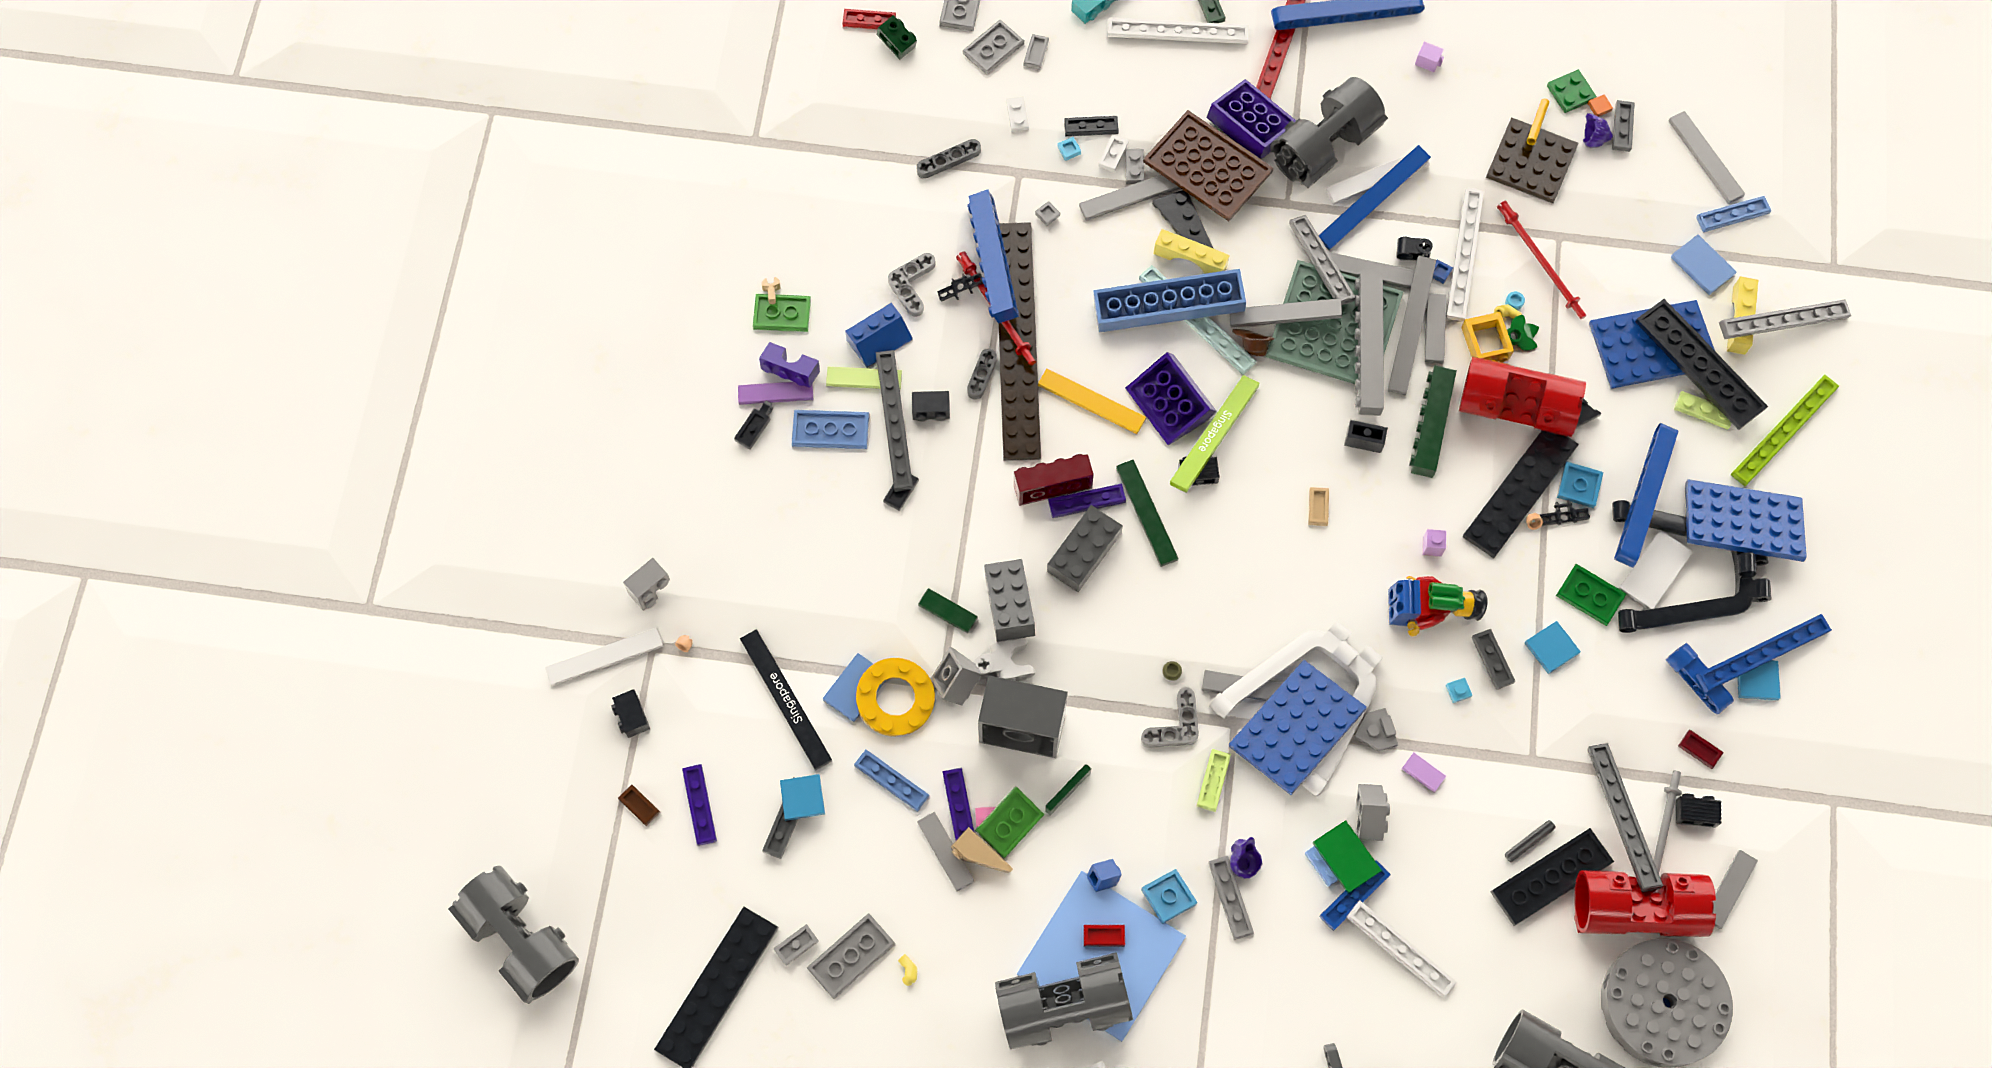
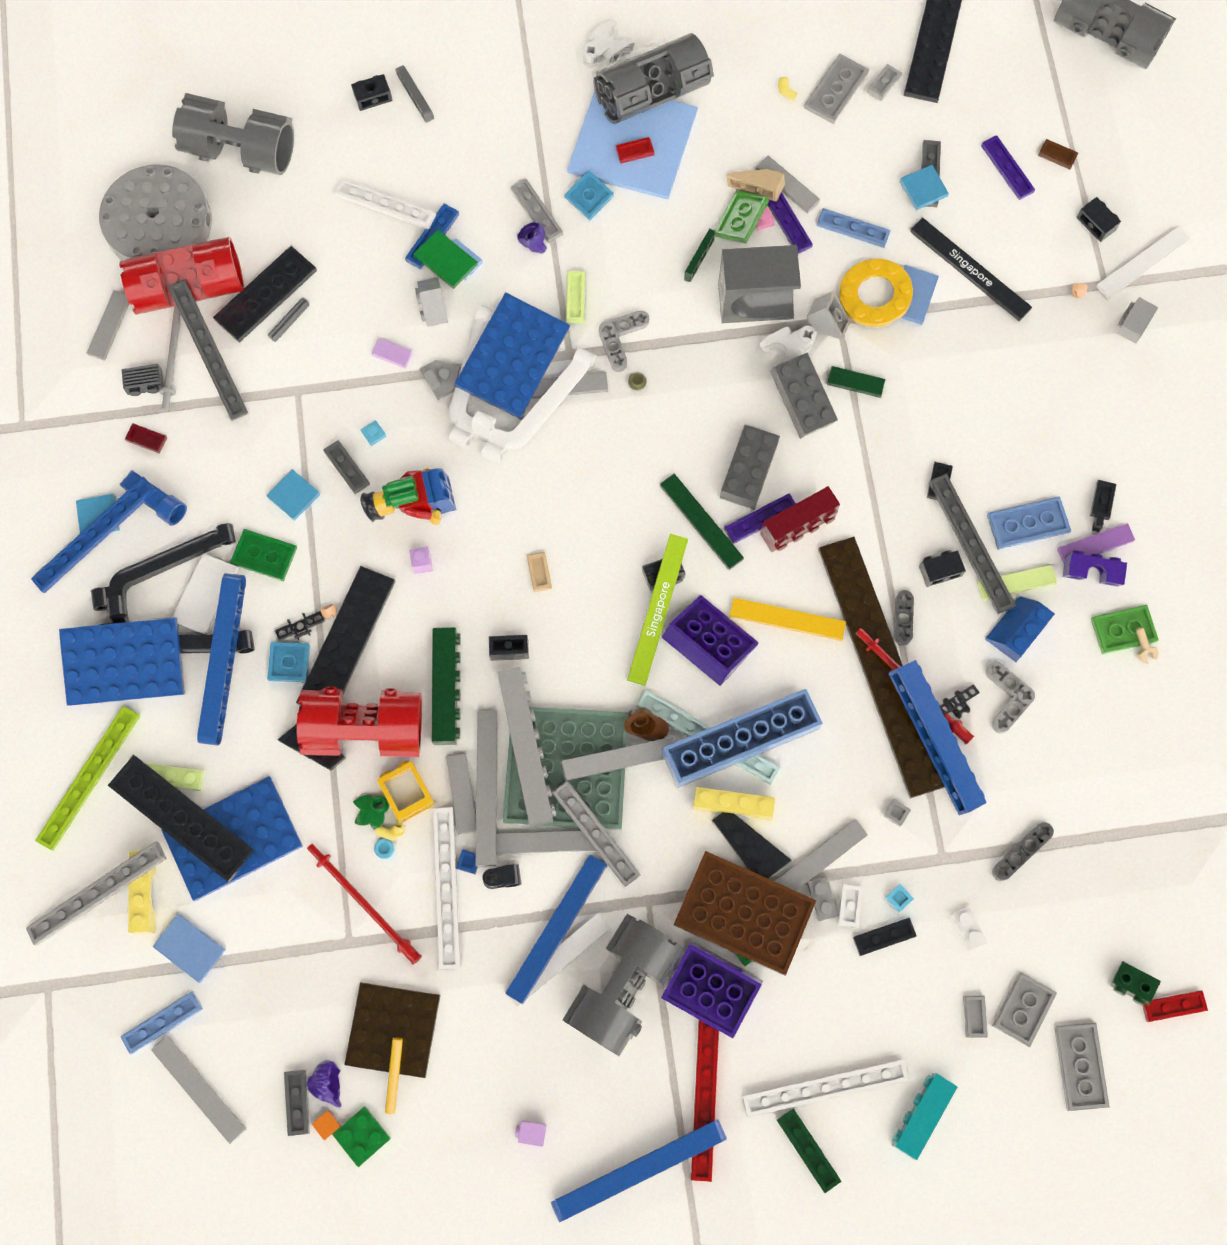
camera: 165 degrees right, 5 degrees up
(1104, 875) = (647, 193): brick -> none

